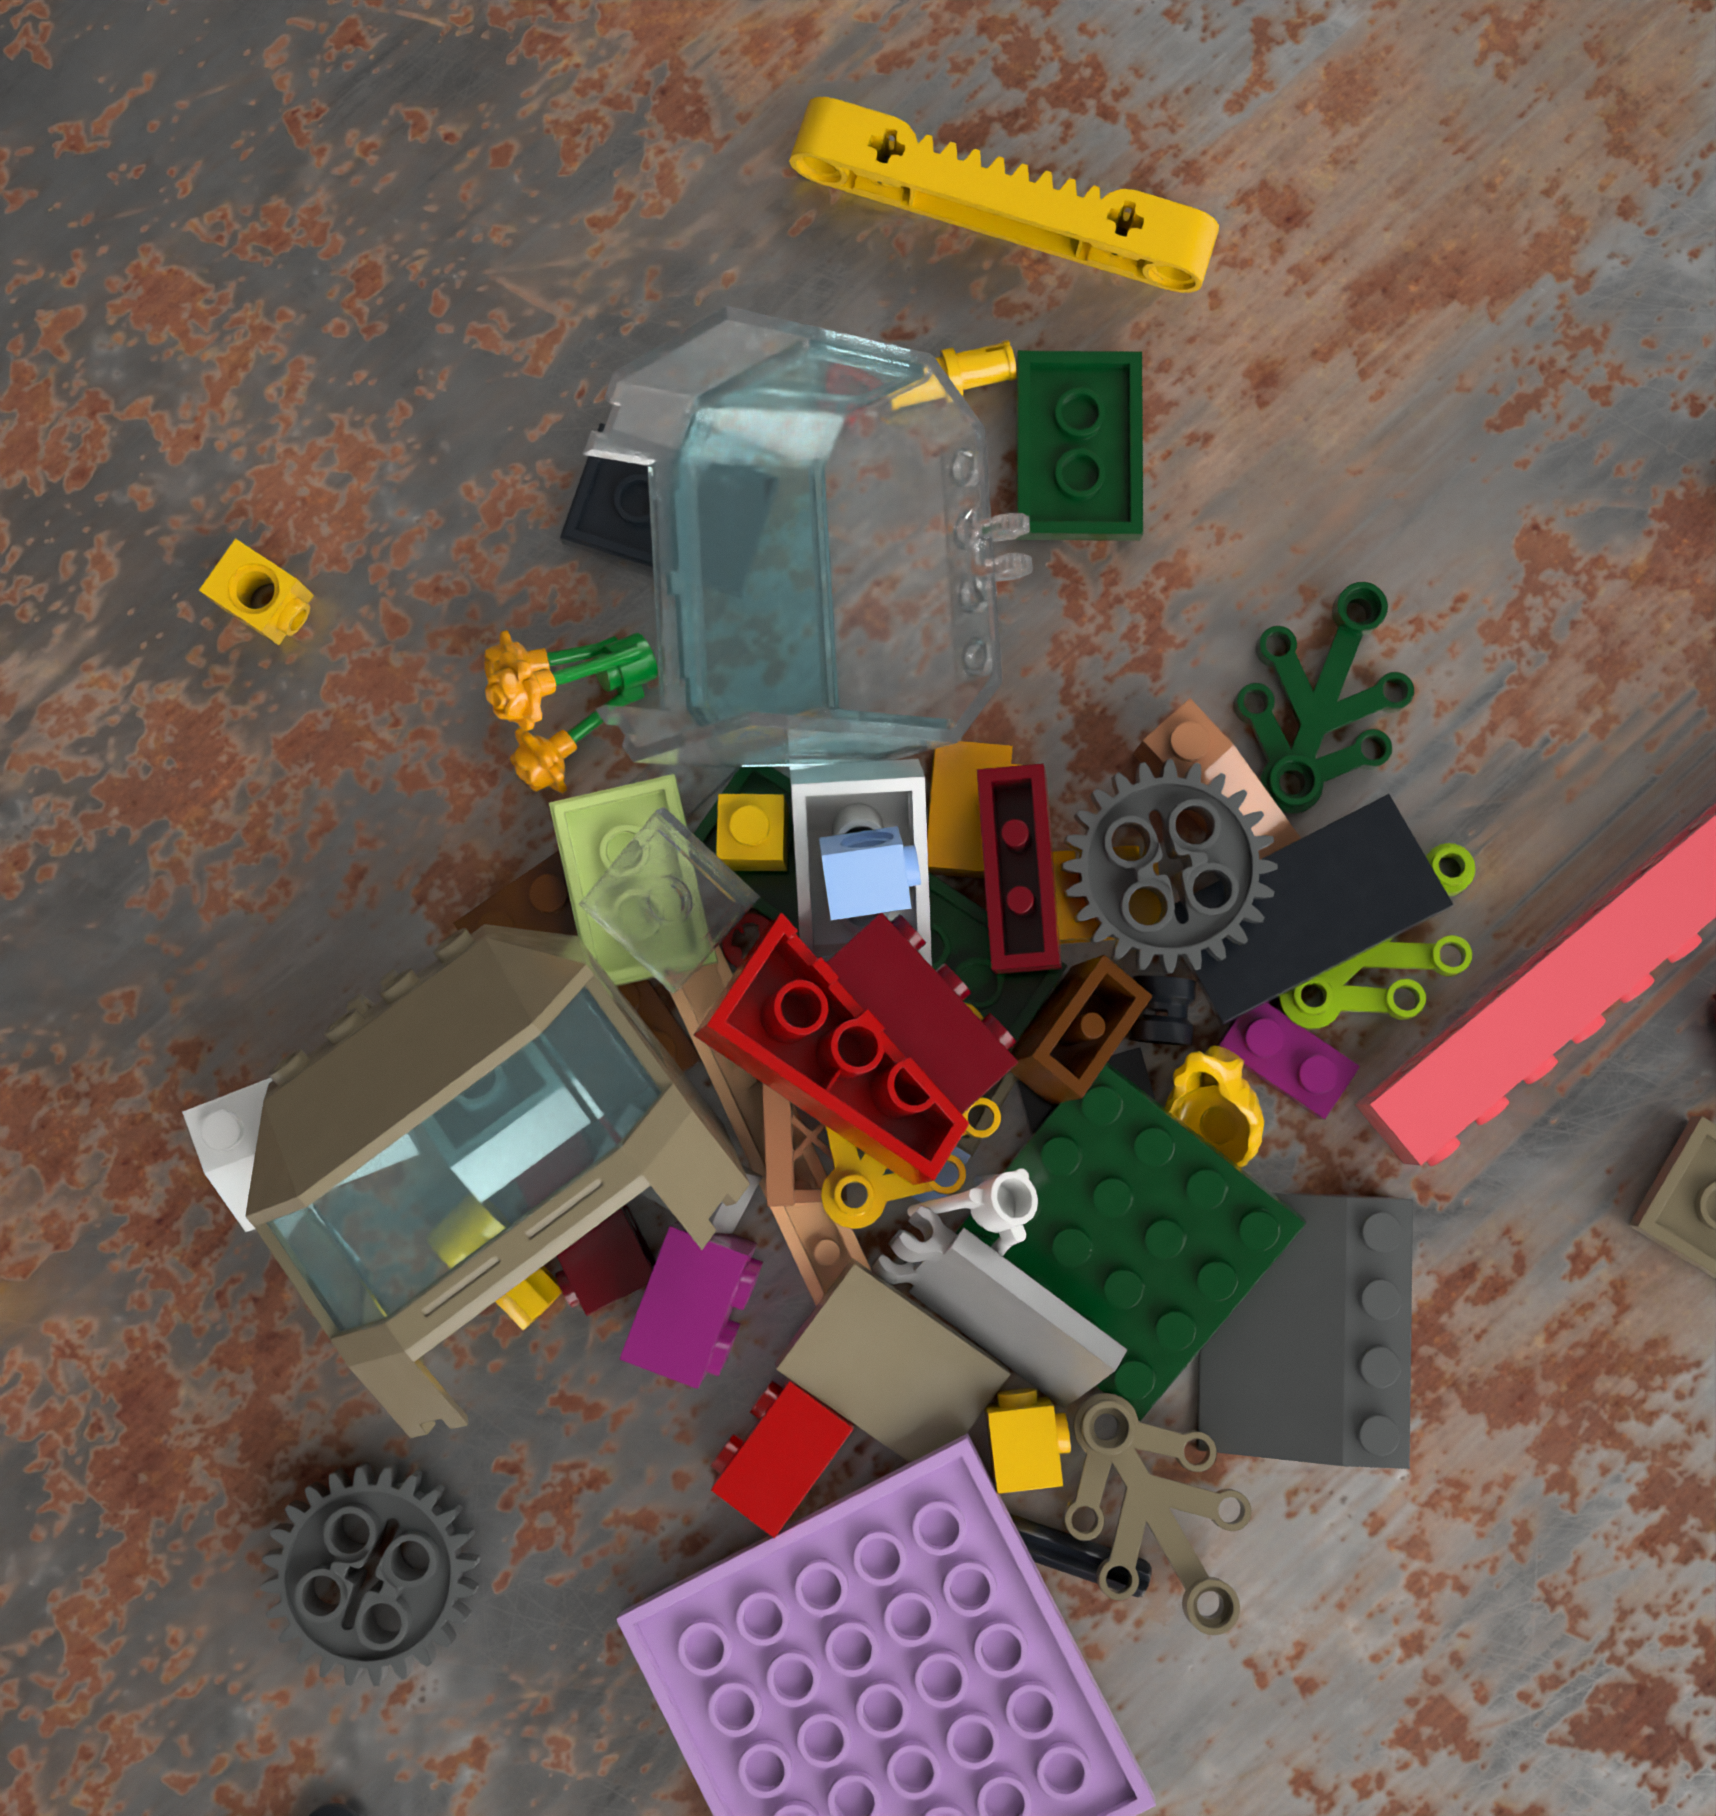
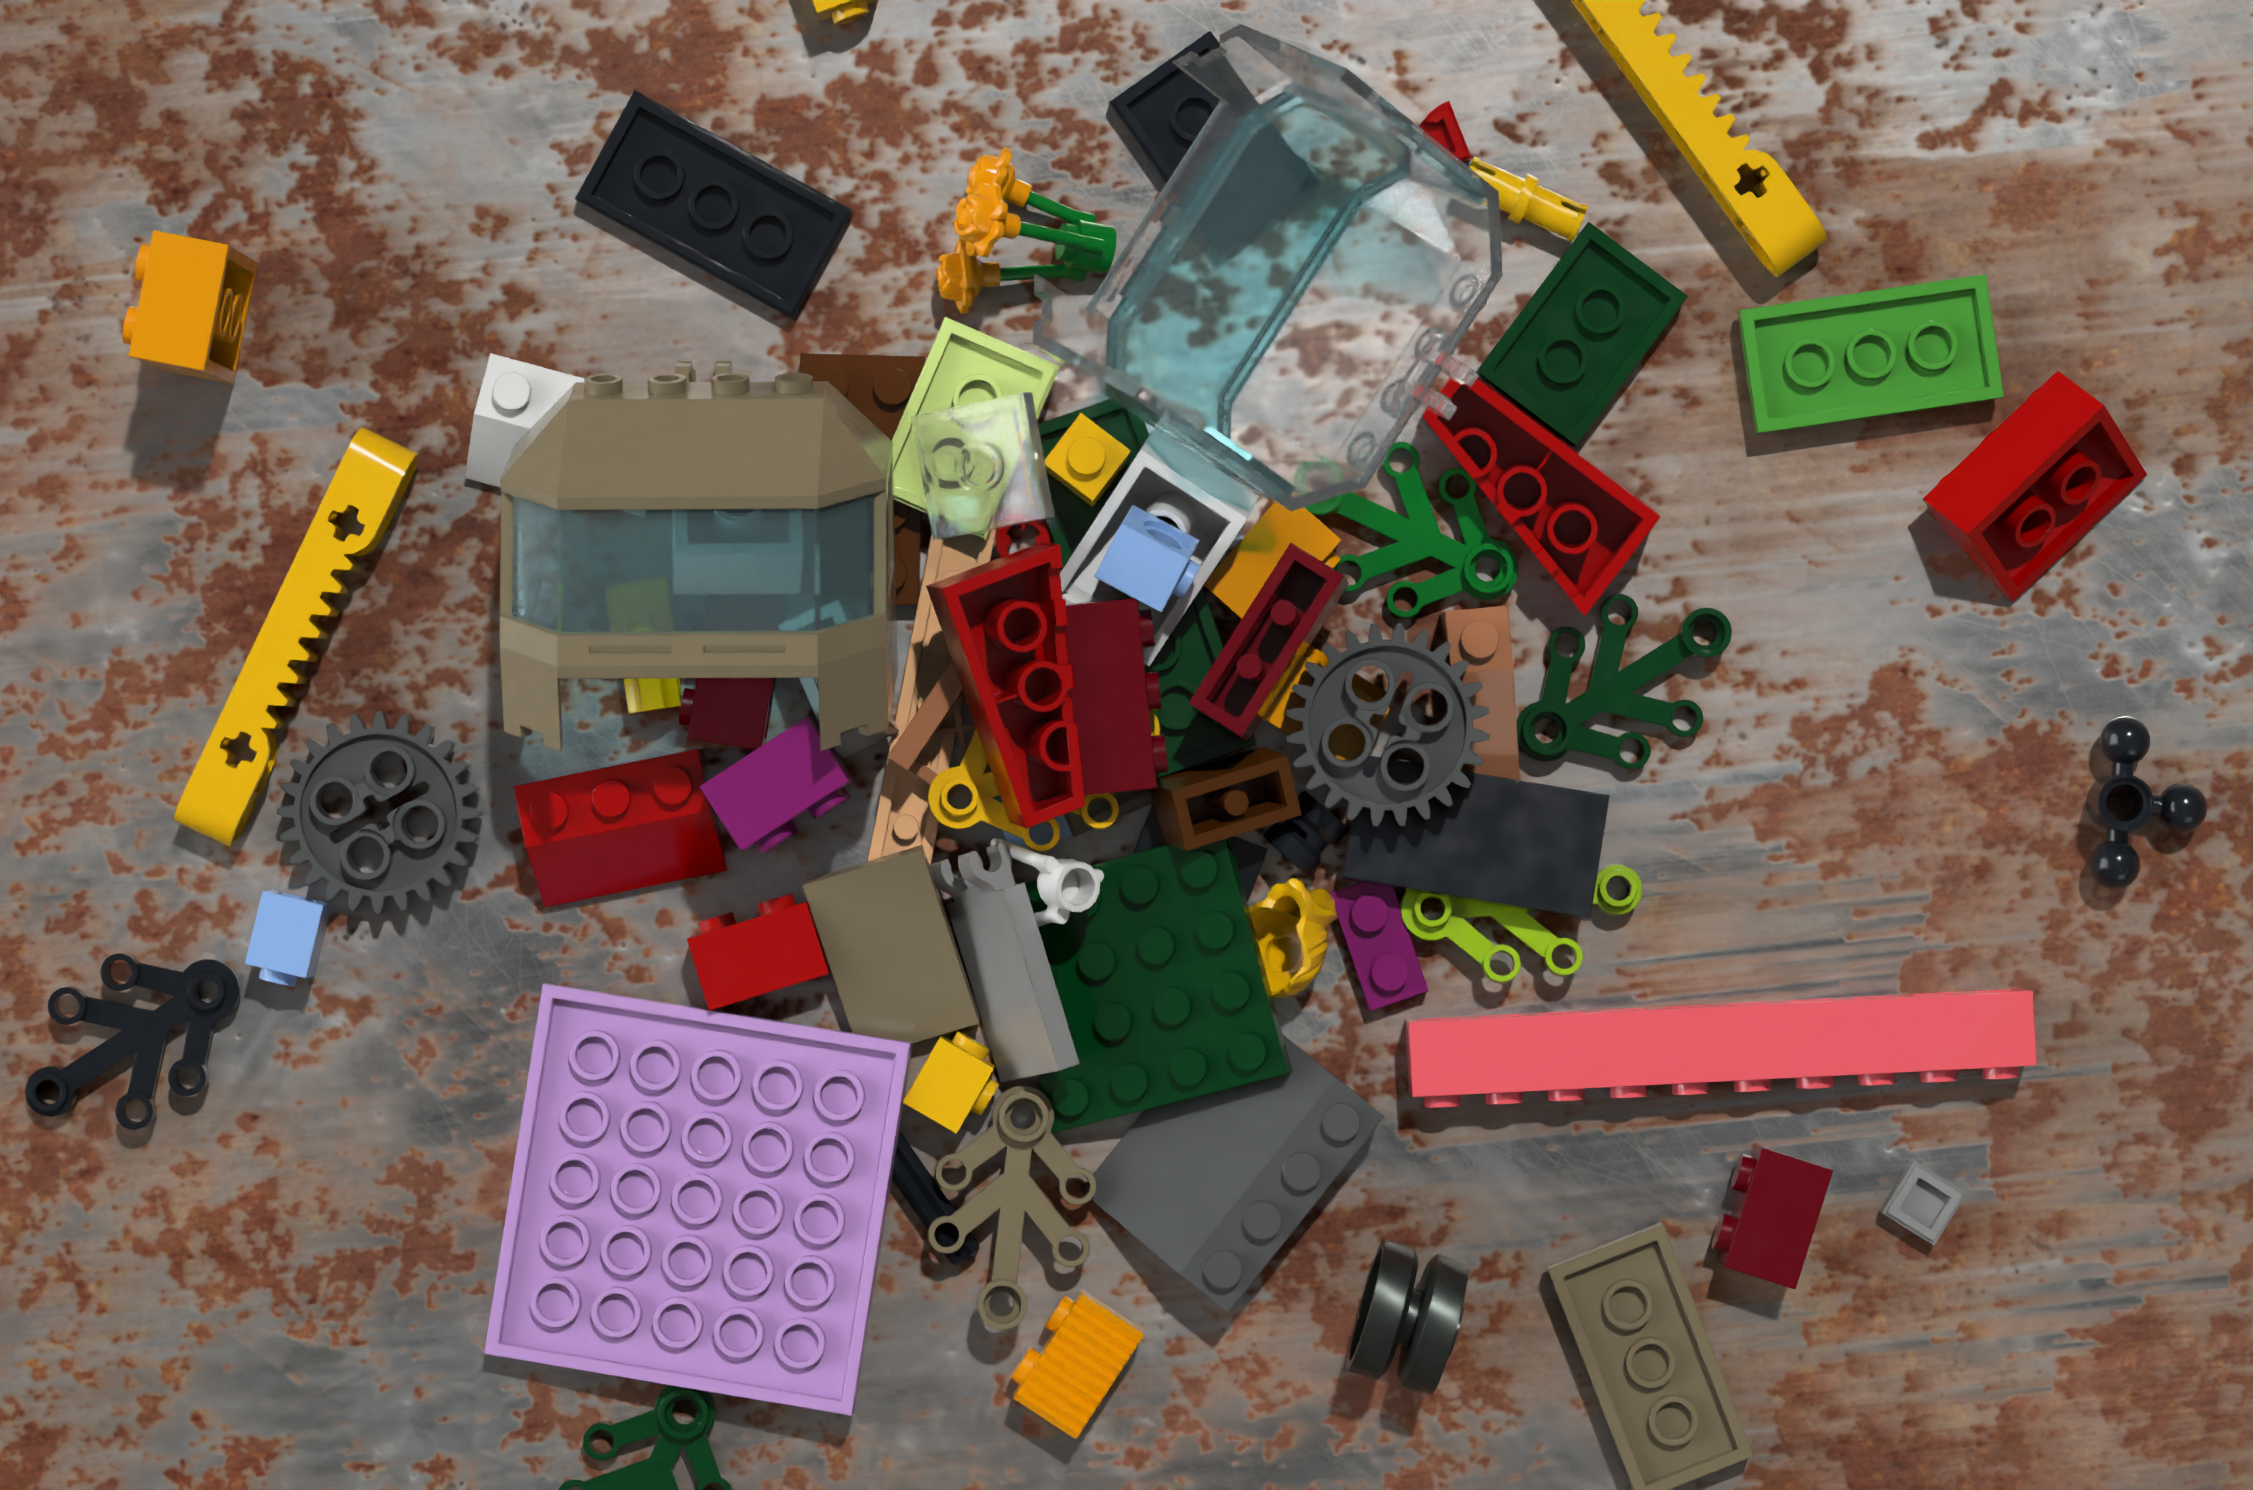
camera: 40 degrees right, 5 degrees up
(217, 1655) = (219, 791): none -> yellow gear
(295, 855) = (714, 205): none -> black tile
(366, 1742) = (287, 936): none -> light blue brick
(582, 1436) = (620, 828): none -> red slope
(1073, 701) = (1421, 538): none -> green plant
(1149, 585) = (1551, 495): none -> red wedge
(1308, 1605) = (1076, 1362): none -> light orange brick
(1320, 295) = (1870, 354): none -> bright green plate
(1529, 298) = (2036, 485): none -> red slope
(1562, 1356) = (1418, 1318): none -> pearl dark grey wheel

